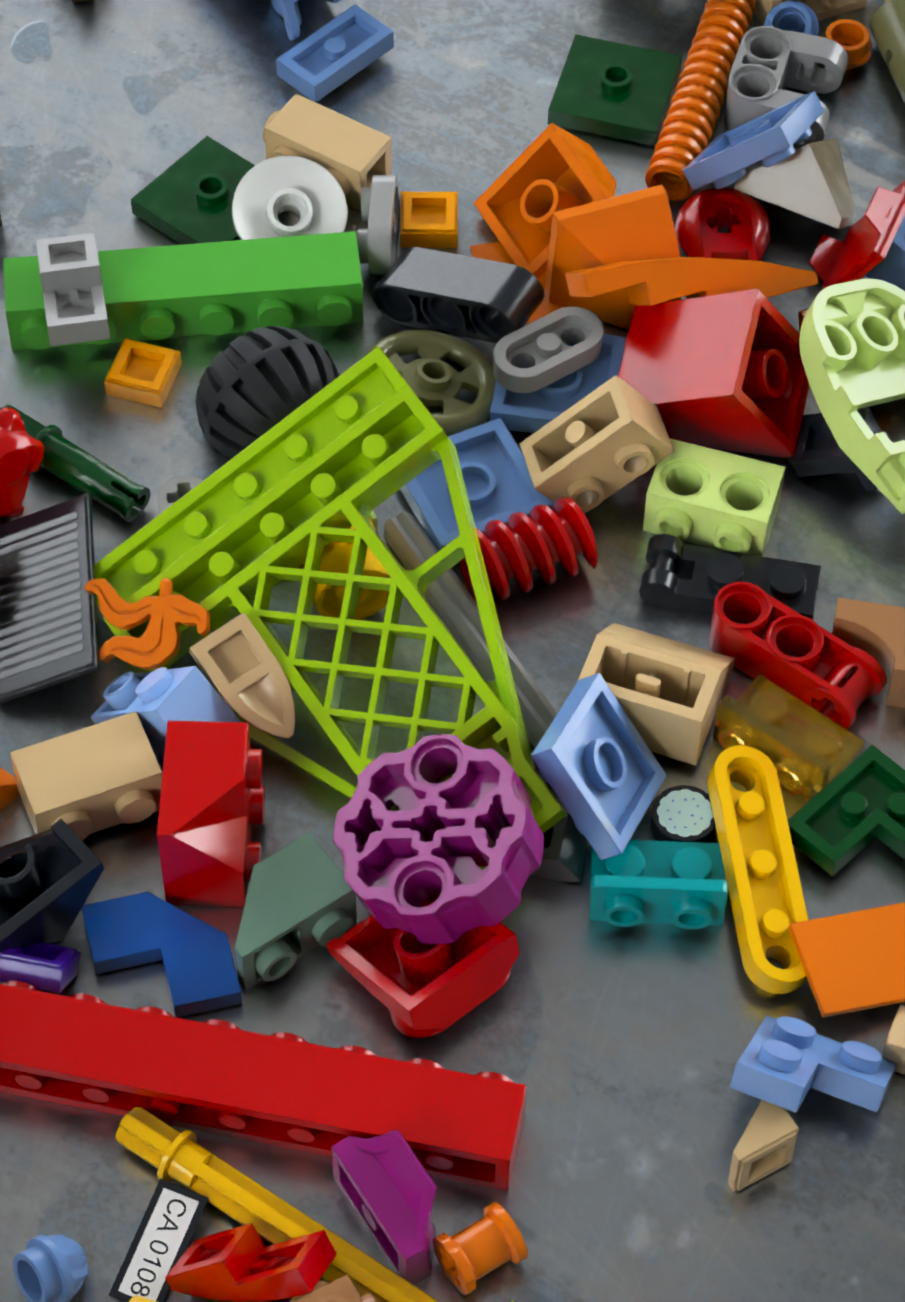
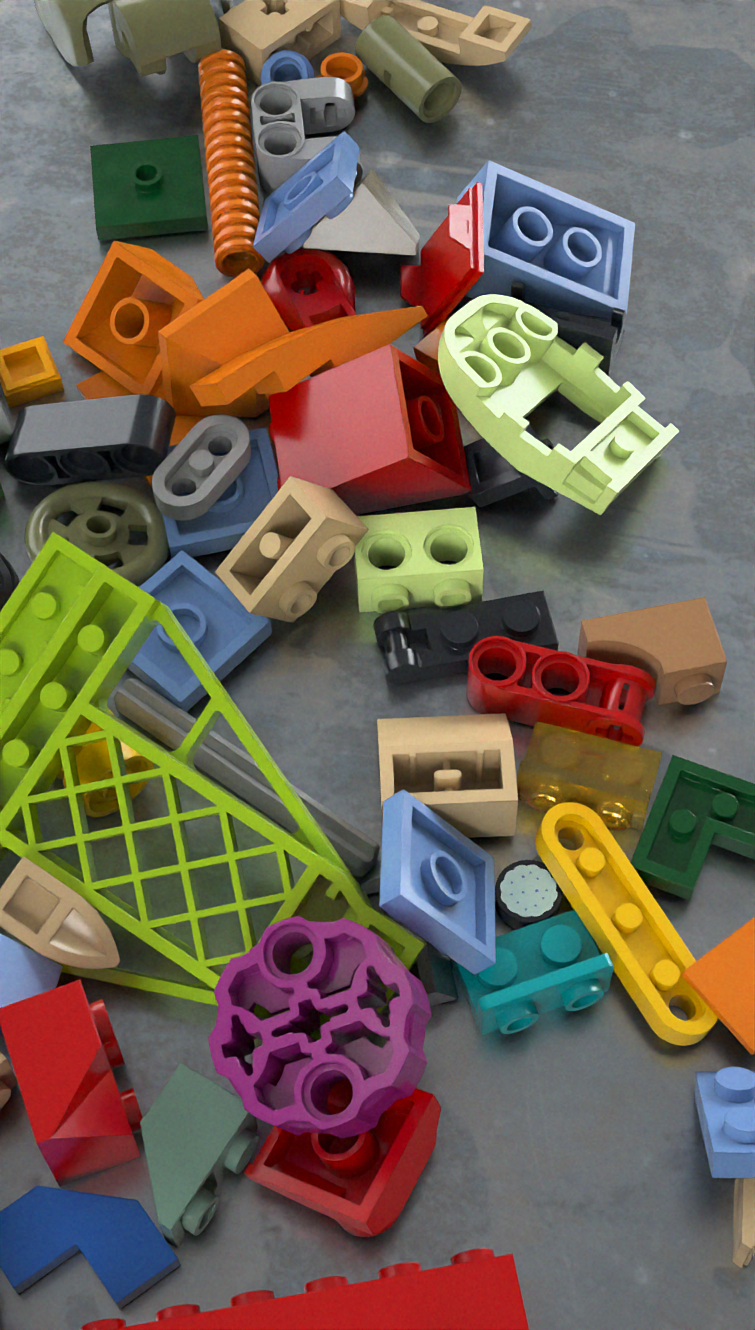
camera: 20 degrees left, 5 degrees up
(534, 545) = (270, 668): red piece -> none

